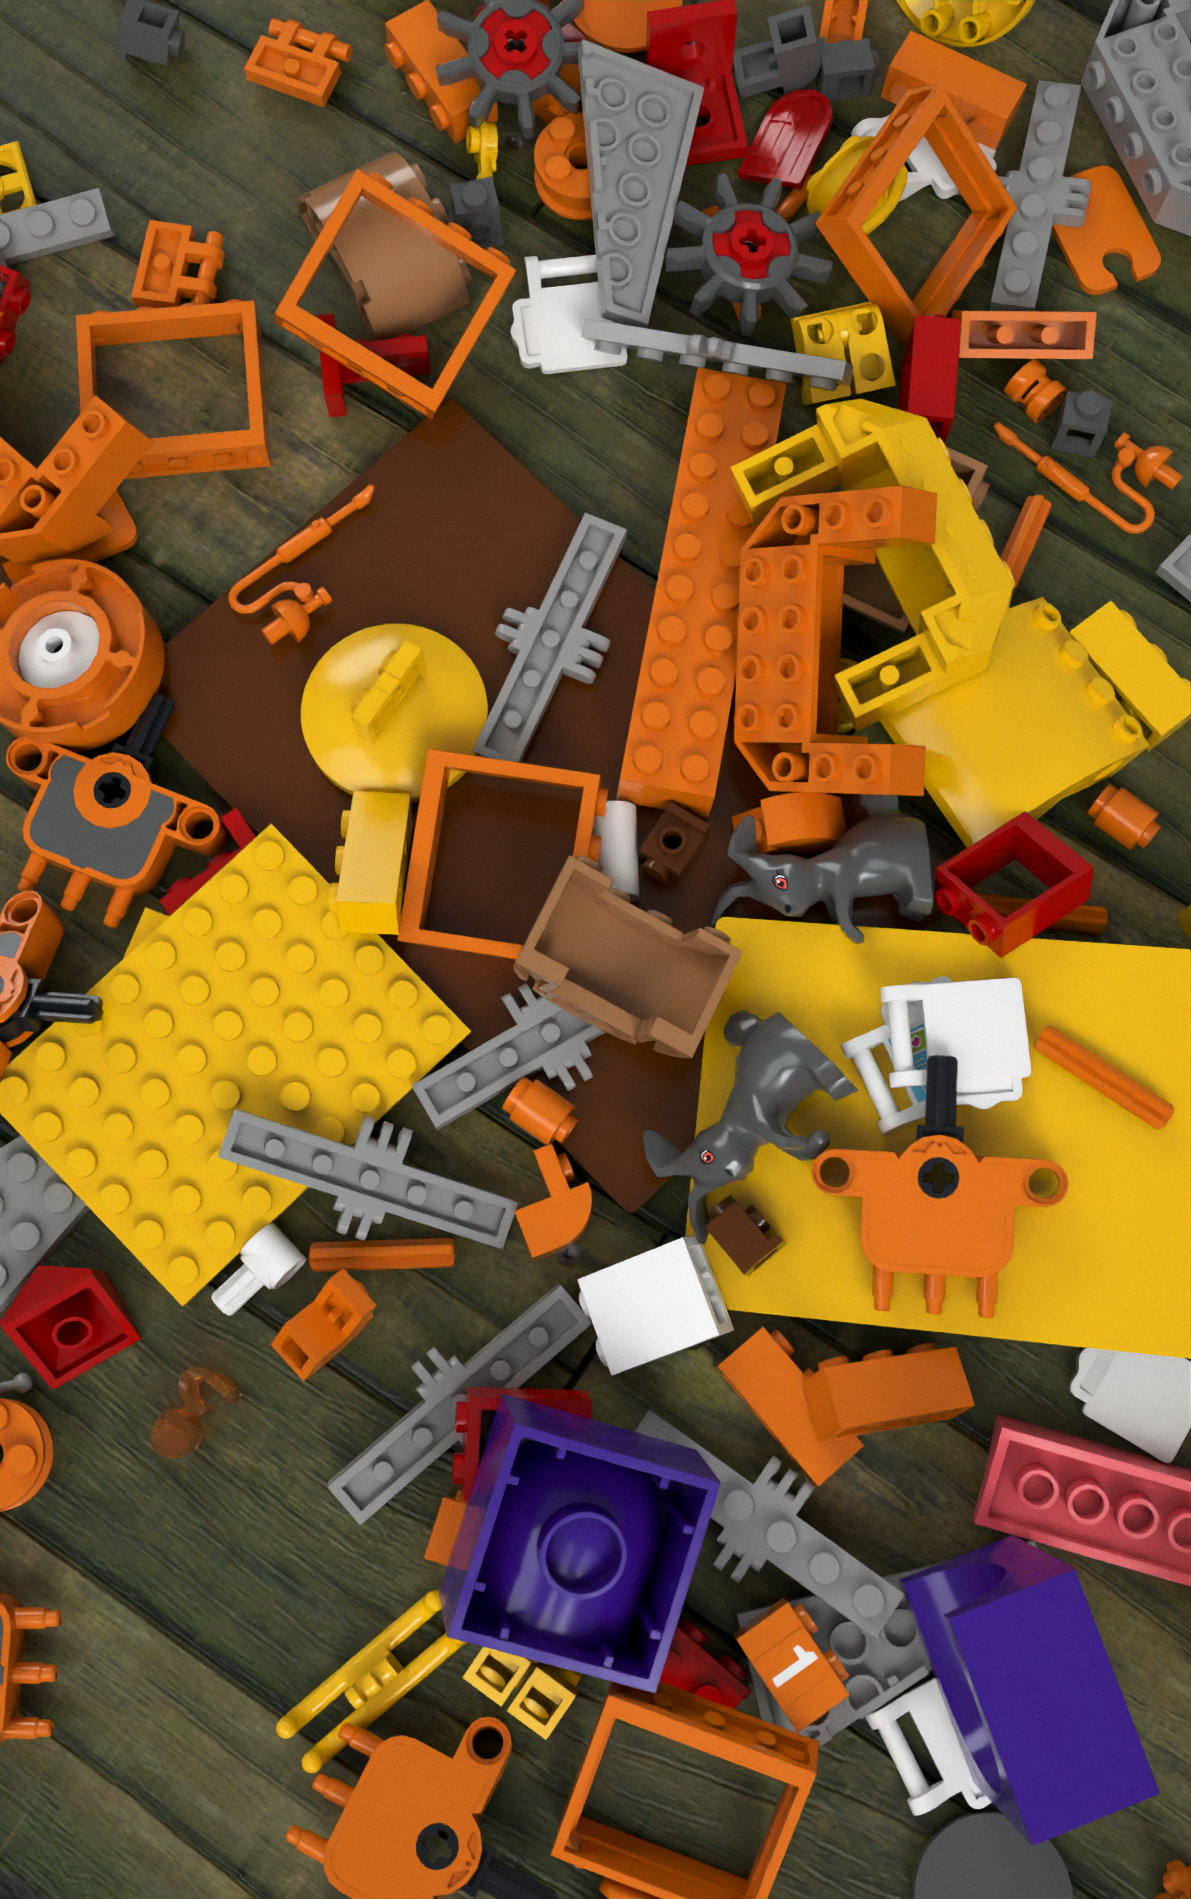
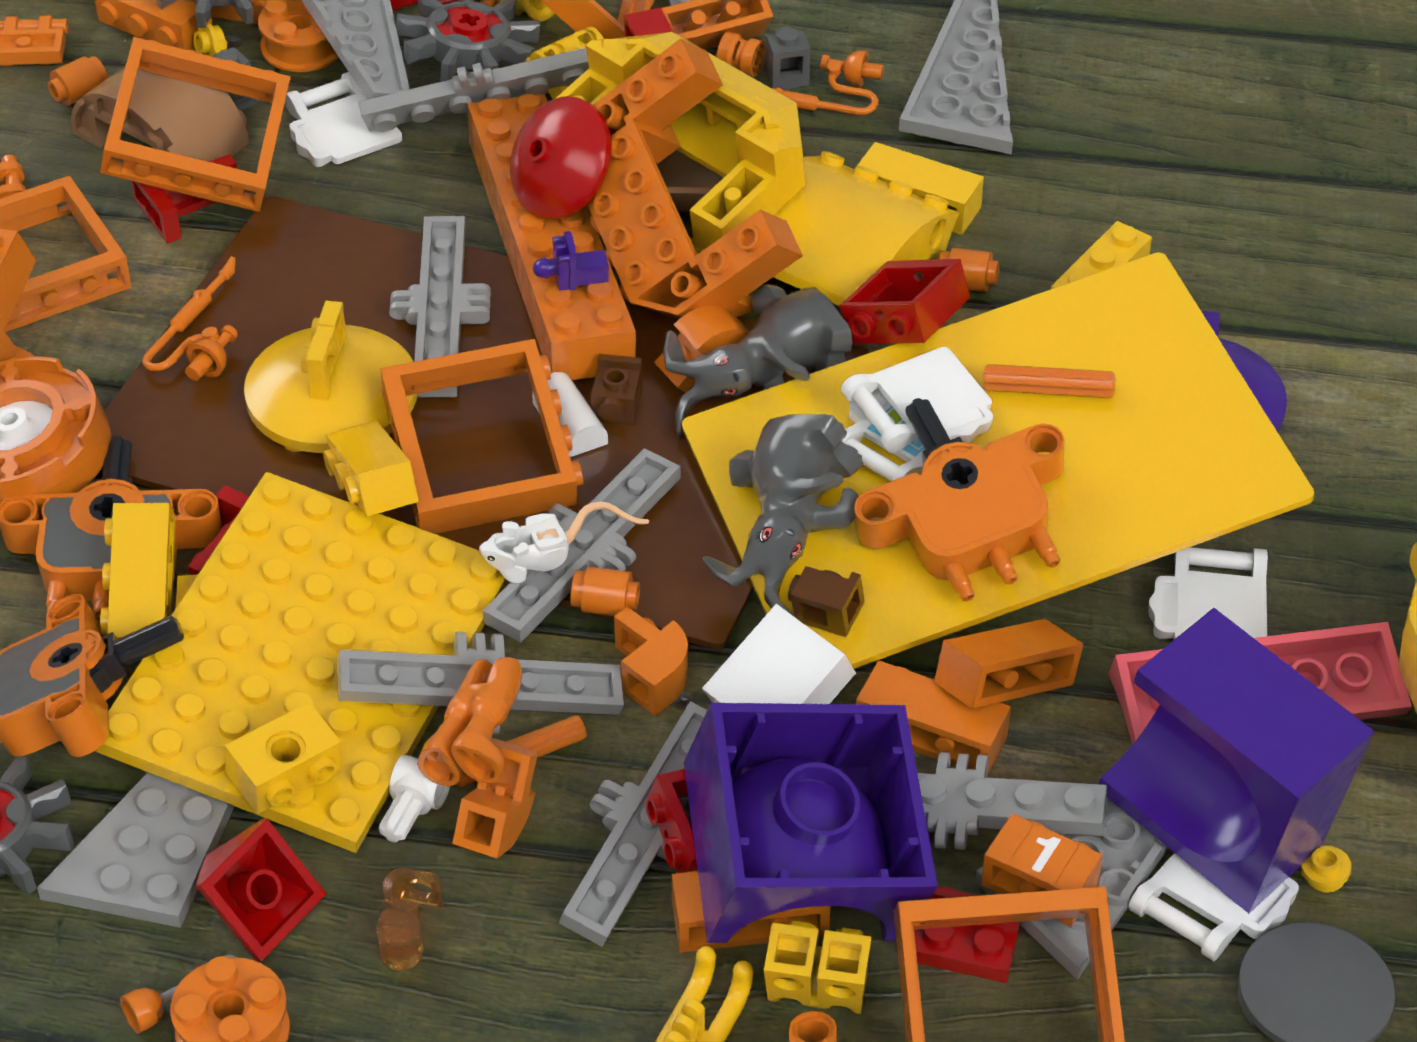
camera: 25 degrees left, 30 degrees down
(103, 901) = (139, 567): none -> yellow brick
(106, 1205) = (297, 736): none -> yellow brick
(324, 147) = (76, 79): none -> orange brick
(346, 1232) = (469, 723): none -> orange piece
(495, 1040) = (538, 544): none -> white animal
(624, 965) = (622, 456): medium nougat cylinder -> none
(682, 689) = (571, 267): none -> dark purple piece
(733, 538) = (560, 158): none -> red dish

